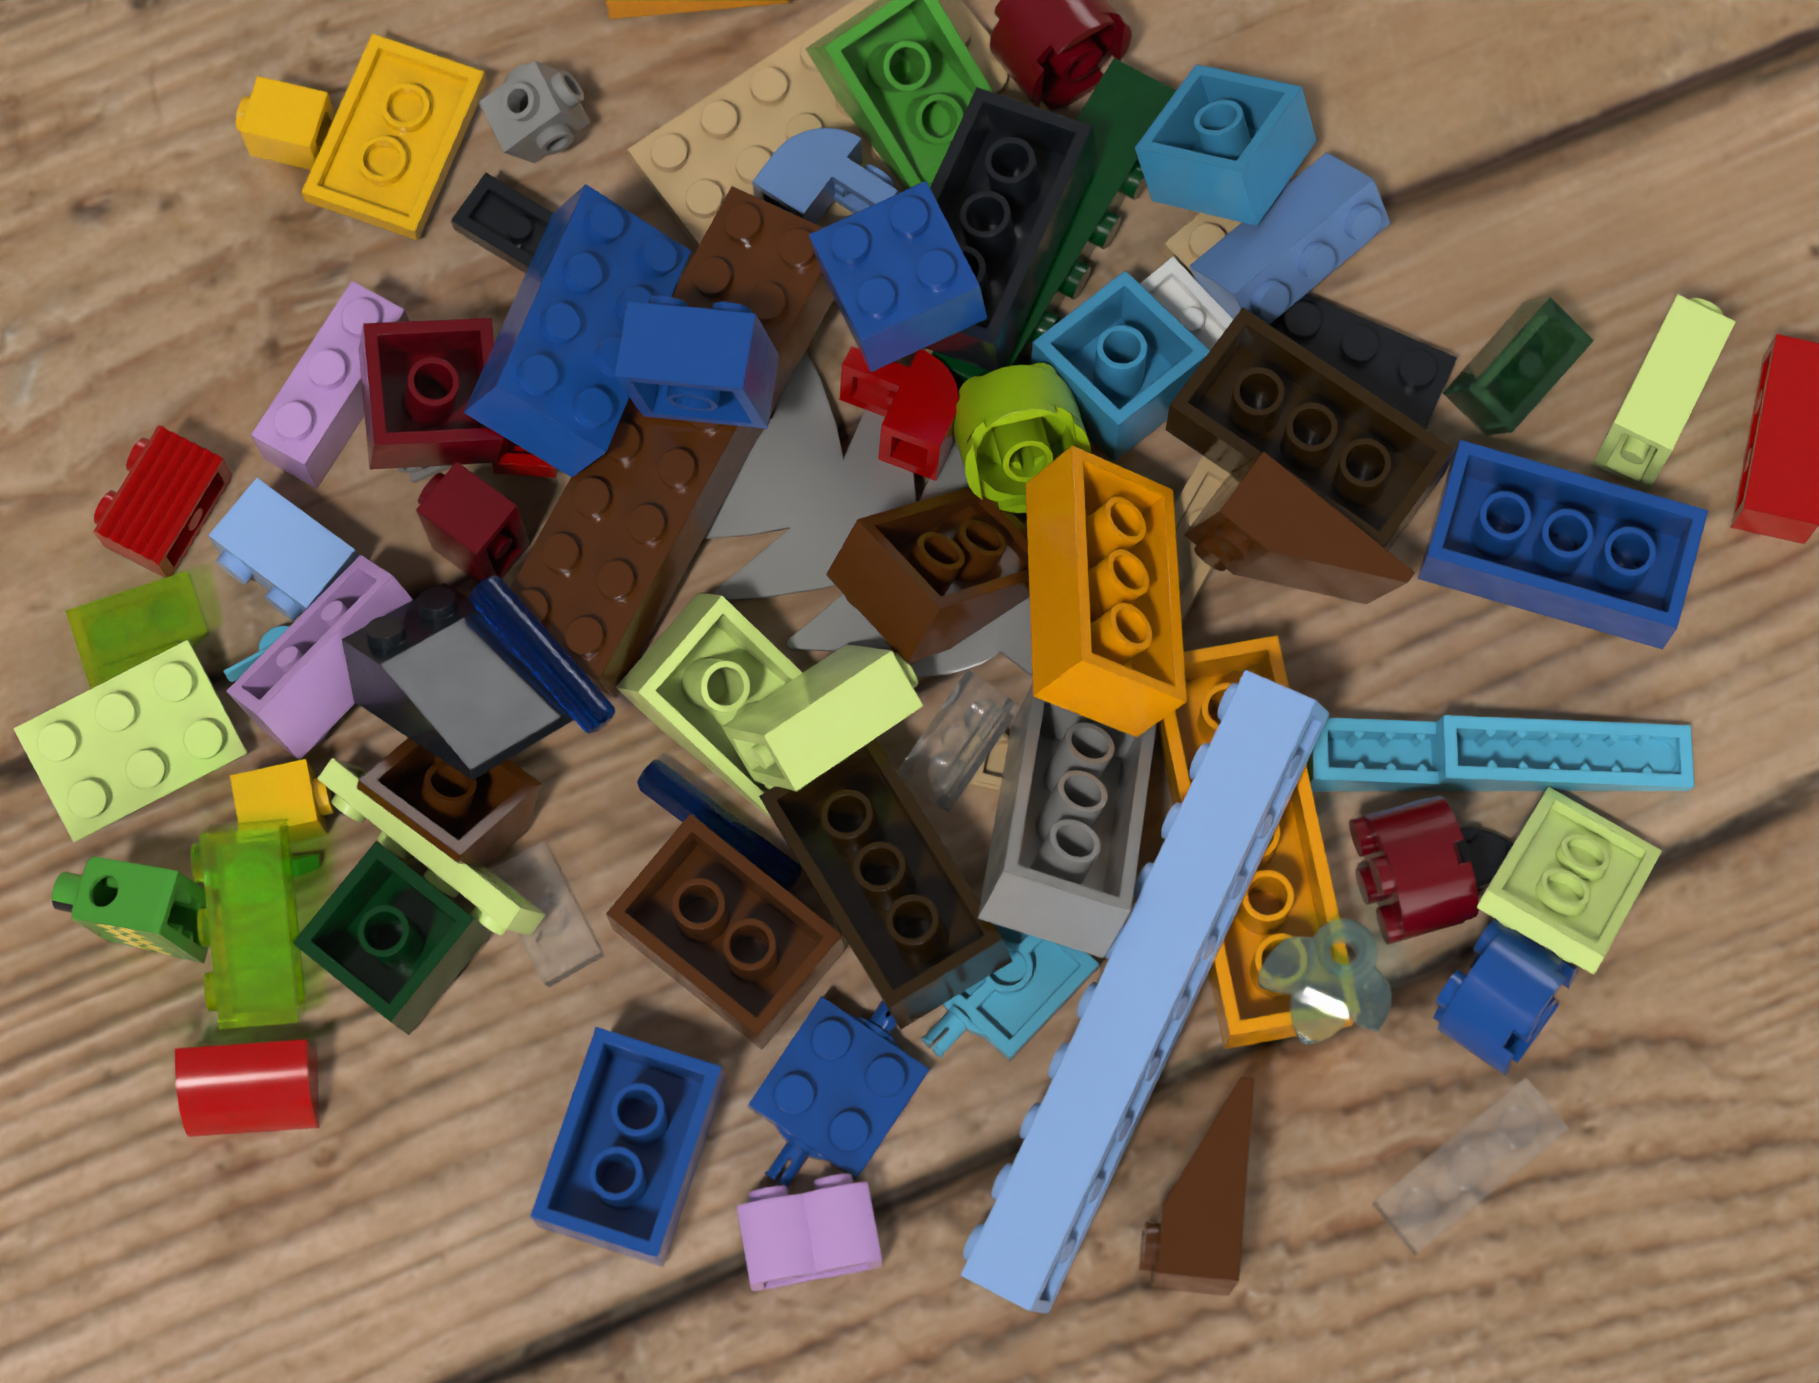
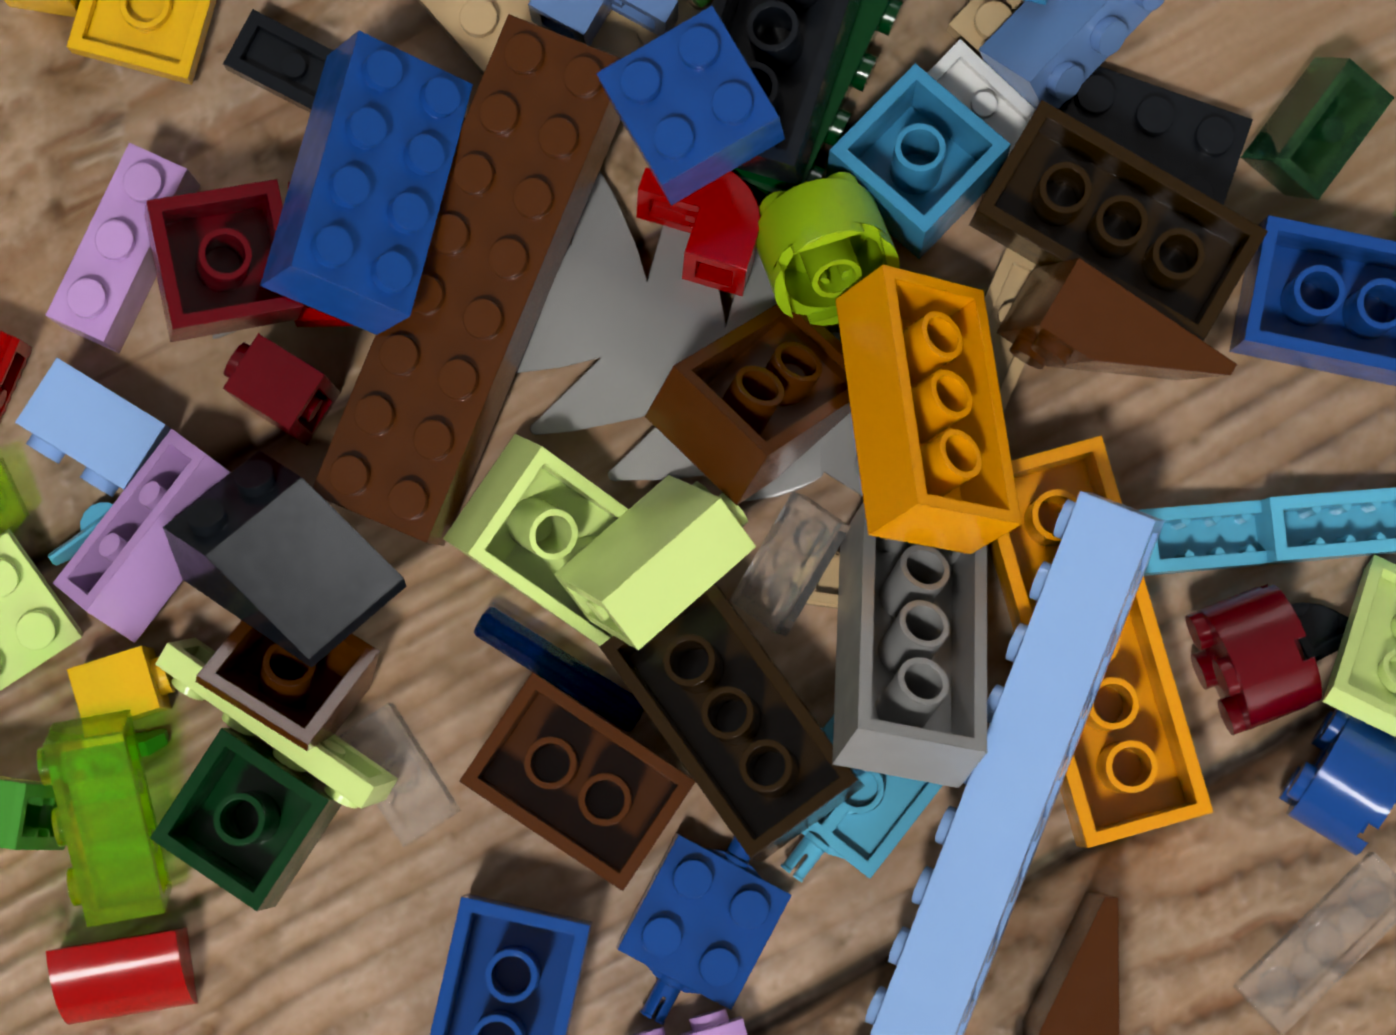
camera: 10 degrees left, 10 degrees up
(542, 654) = (367, 524): clear blue axle -> none
(697, 362) = (494, 216): blue brick -> none
(1325, 990) = (1179, 798): clear light blue plate -> none

